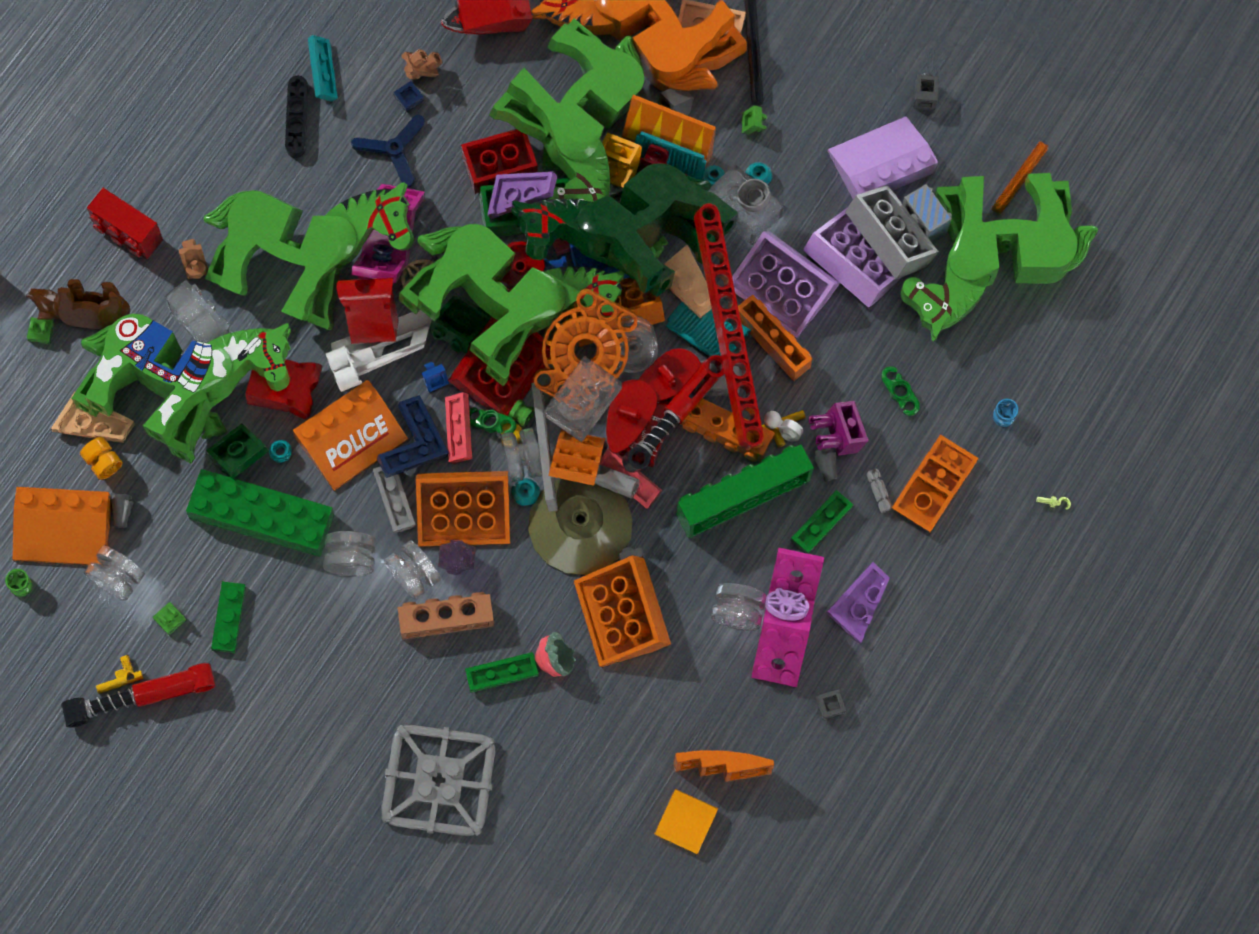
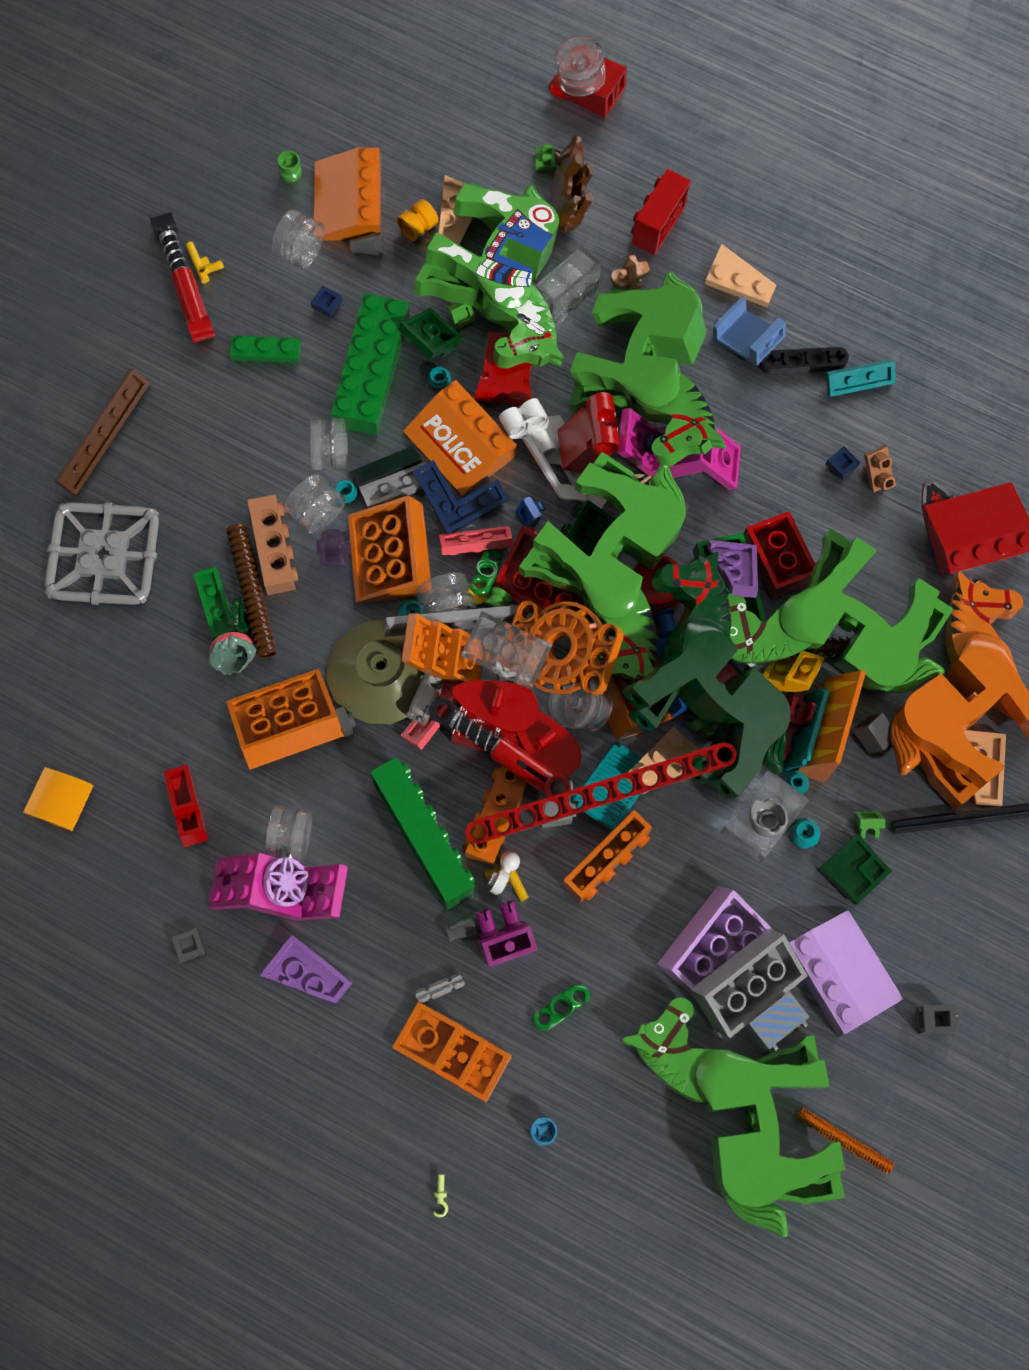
camera: 85 degrees right, 0 degrees up
(169, 618) = (261, 297): bright green tile -> none
(182, 553) = (326, 301): none -> dark blue plate
(199, 164) = (739, 278): none -> light nougat wing
(265, 161) = (747, 333): none -> medium blue panel
(307, 777) = (102, 432): none -> reddish brown plate
(372, 506) = (385, 466): none -> black slope
(394, 539) = (347, 485): none -> teal plate
(397, 156) = (782, 446): dark blue piece -> none
(490, 637) = (251, 590): none -> reddish brown piece
(519, 647) = (239, 618): none -> dark green piece
(700, 703) = (185, 806): none -> red slope
(731, 764) = (114, 834): orange slope -> none
(784, 282) = (676, 866): lavender slope -> none
(794, 138) = (855, 869): none -> dark green plate
(821, 522) = (397, 924): green plate -> none

